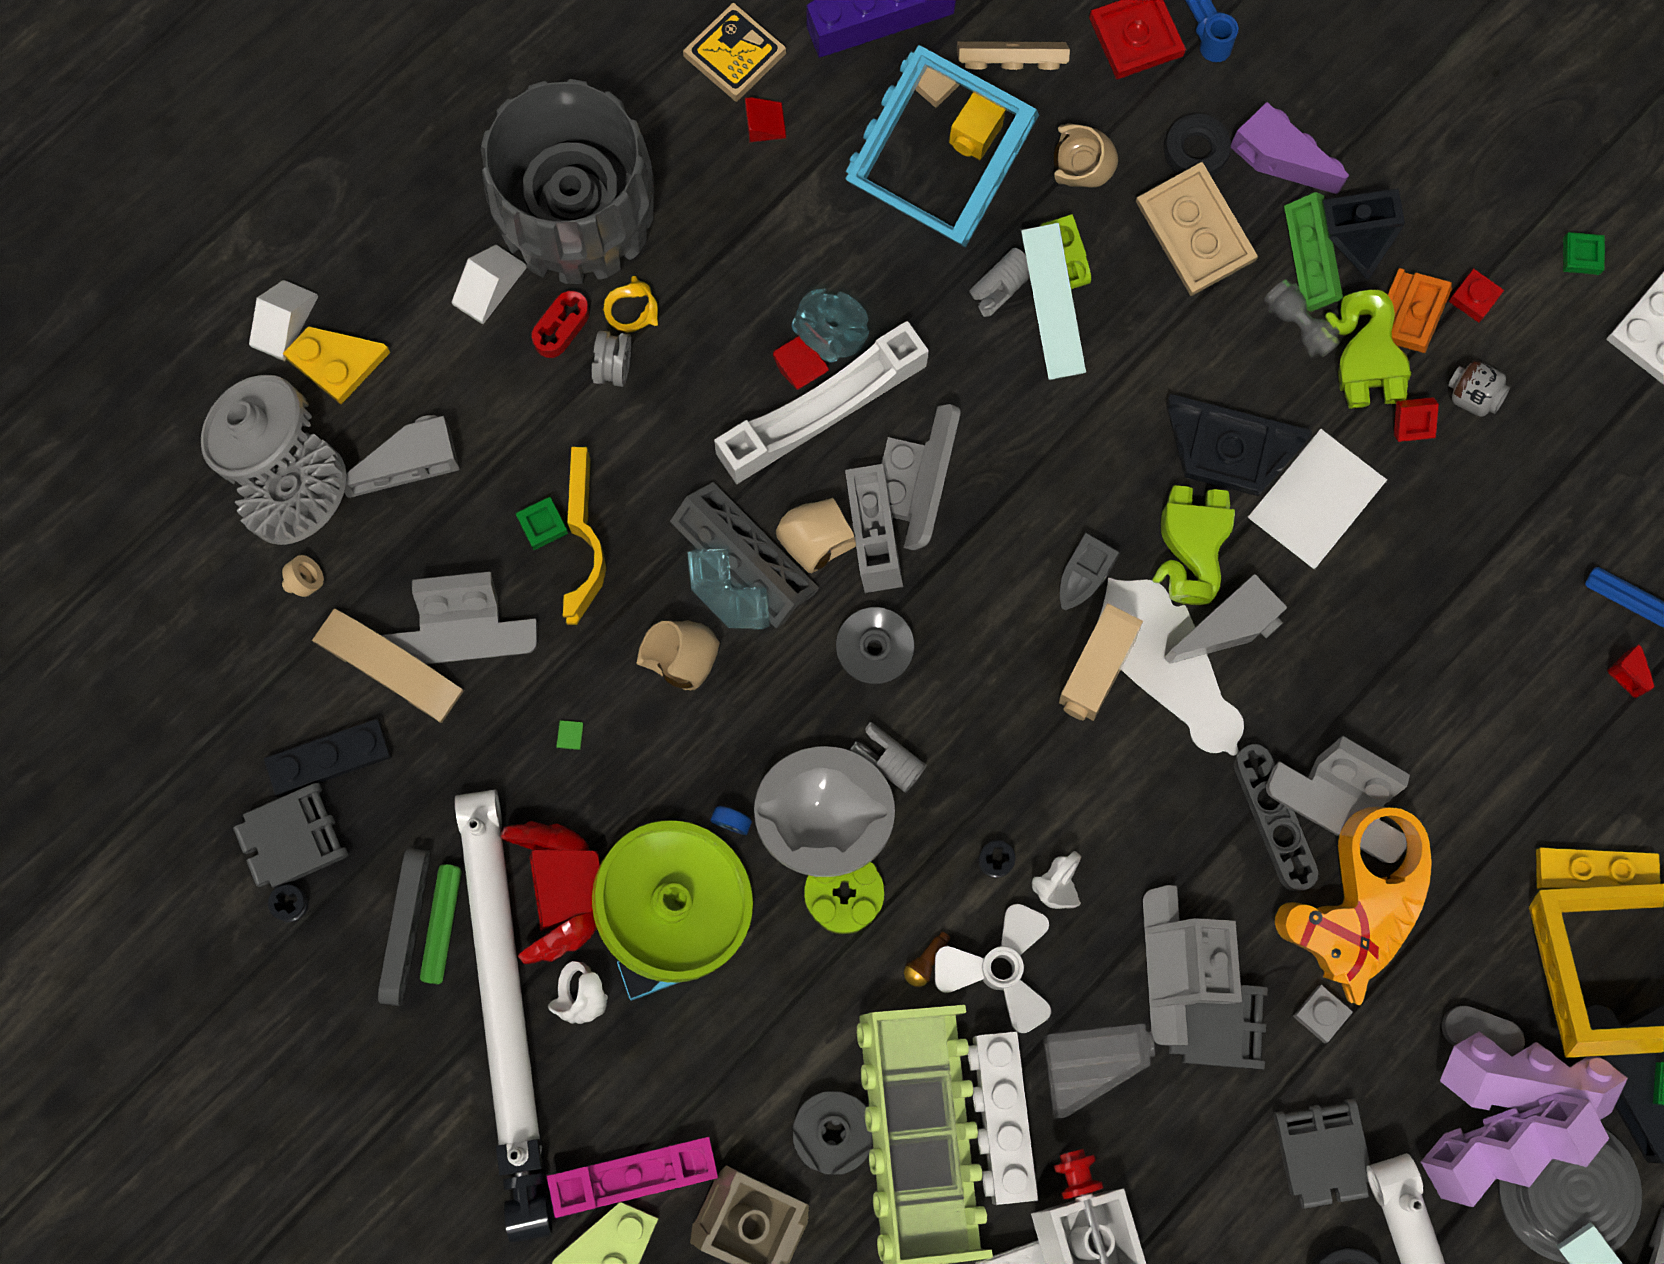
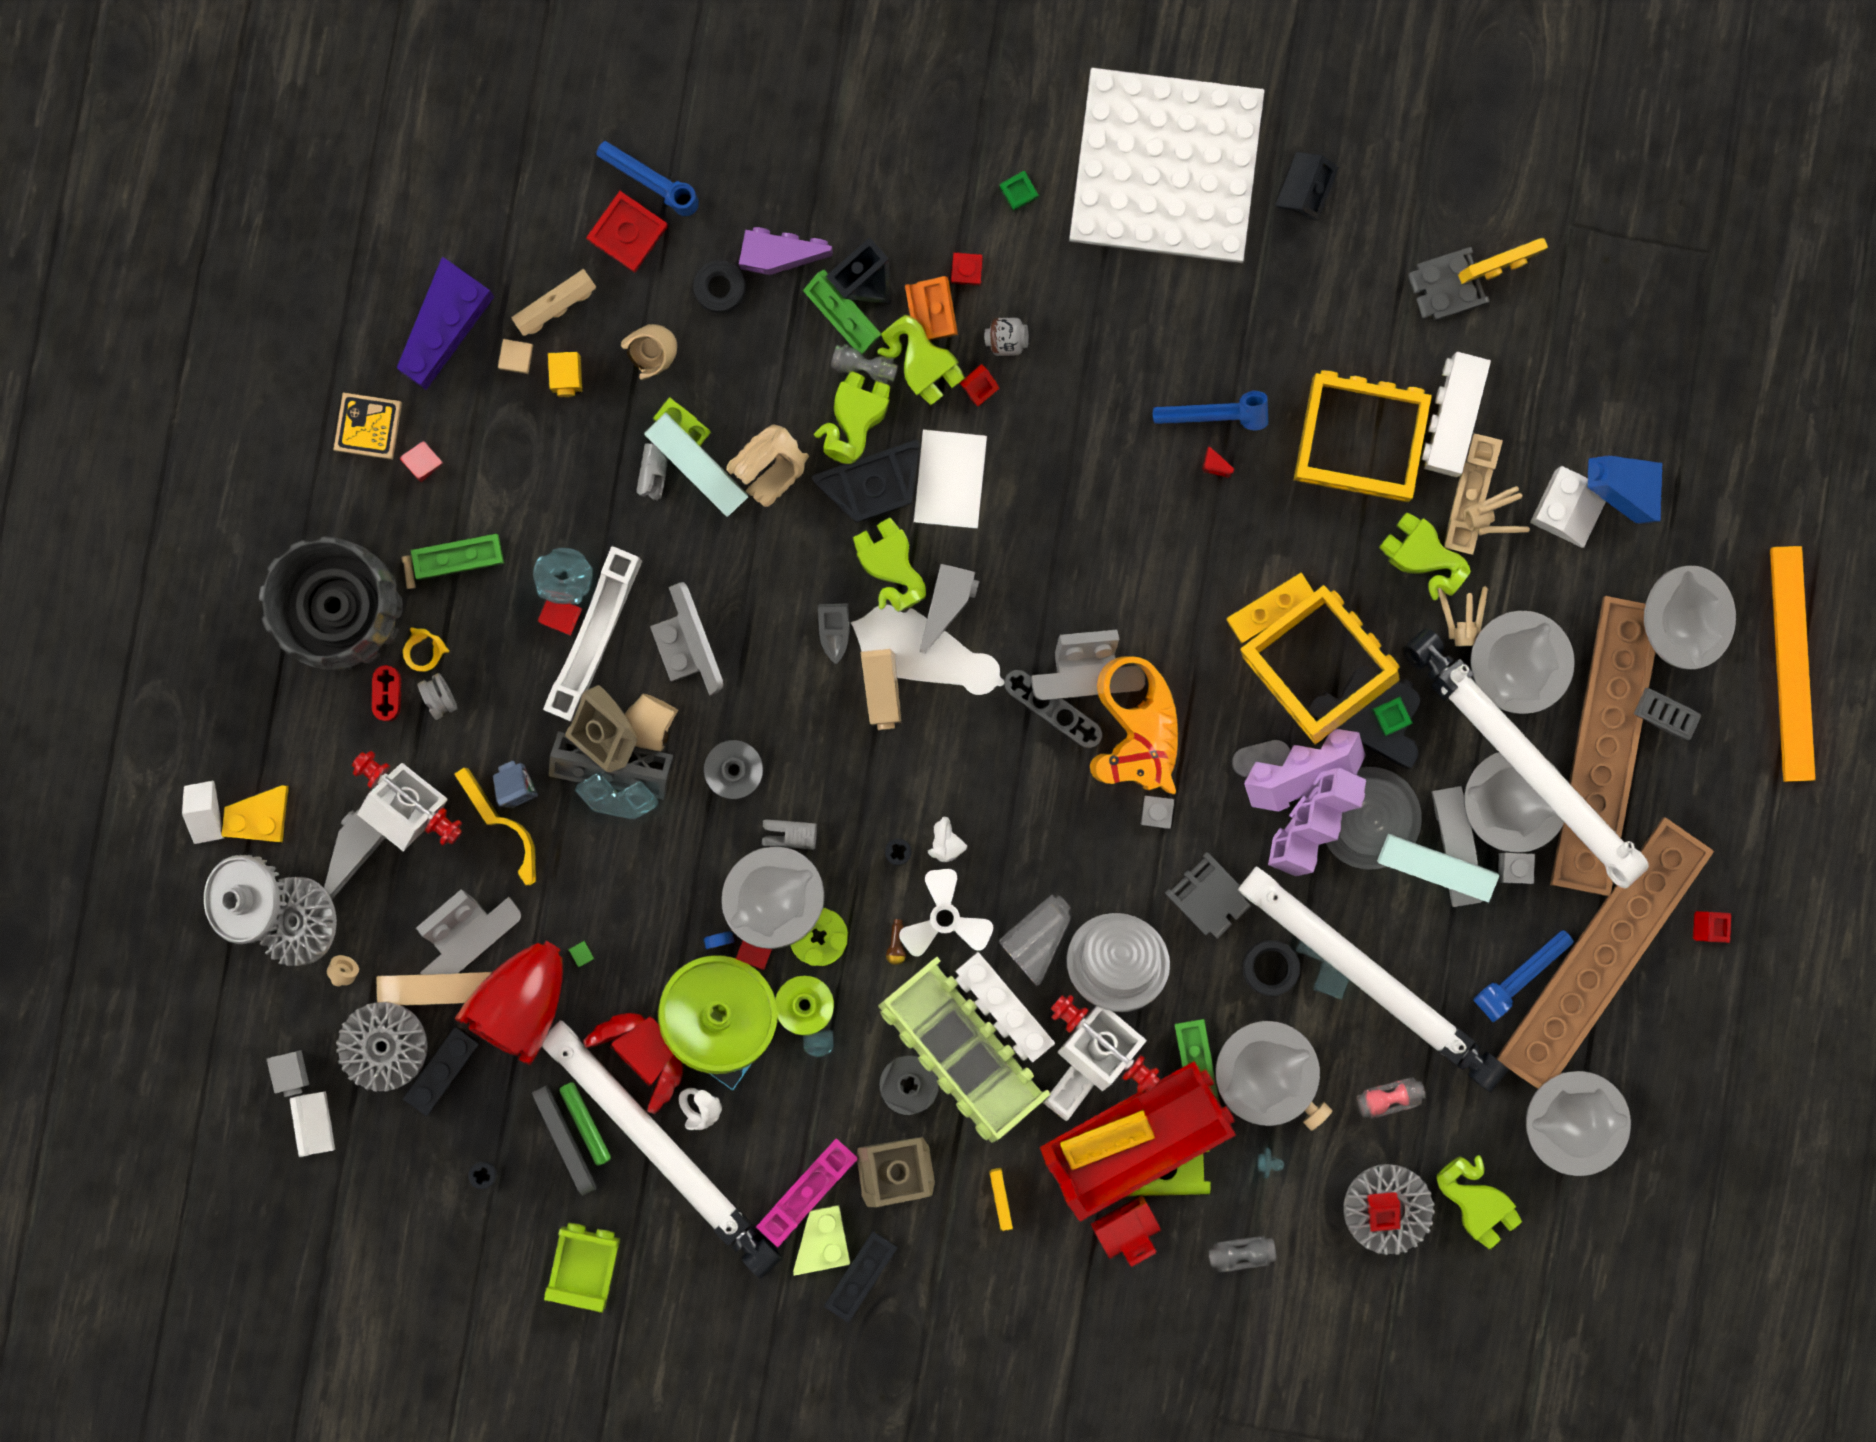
camera: 30 degrees left, 10 degrees up
(147, 718) = (312, 1123): none -> white panel
(163, 645) = (288, 1073): none -> light grey brick
(262, 666) = (404, 1041): none -> light grey wheel
(289, 838) = (454, 1136): dark grey plate -> none
(321, 1087) = (583, 1267): none -> lime panel
(462, 734) = (517, 1002): none -> red cylinder
(486, 282) = (318, 697): white slope -> none
(493, 439) = (403, 804): none -> white brick
(542, 523) = (472, 833): green plate -> none
(624, 503) = (513, 785): none -> sand blue slope
(679, 209) = (409, 573): none -> tan piece
(679, 652) = (615, 857): tan piece -> none
(734, 235) = (457, 556): none -> bright green plate
(759, 863) = (753, 955): none -> red slope
(762, 504) = (602, 730): none -> dark tan slope
(762, 1013) = (818, 1043): none -> clear light blue plate
(770, 937) = (802, 1021): none -> lime dish
(873, 528) = (682, 695): light grey slope -> none
(894, 104) = (504, 423): medium azure window -> none
(1160, 351) = (758, 453): none -> tan piece
(1170, 1156) = (1118, 962): none -> light grey piece
(1186, 964) = (1054, 839): light grey plate -> none
(1196, 229) = (755, 348): tan plate -> none
(1222, 1032) = (1097, 862): dark grey plate -> none
(1261, 361) = (856, 414): none -> lime hips

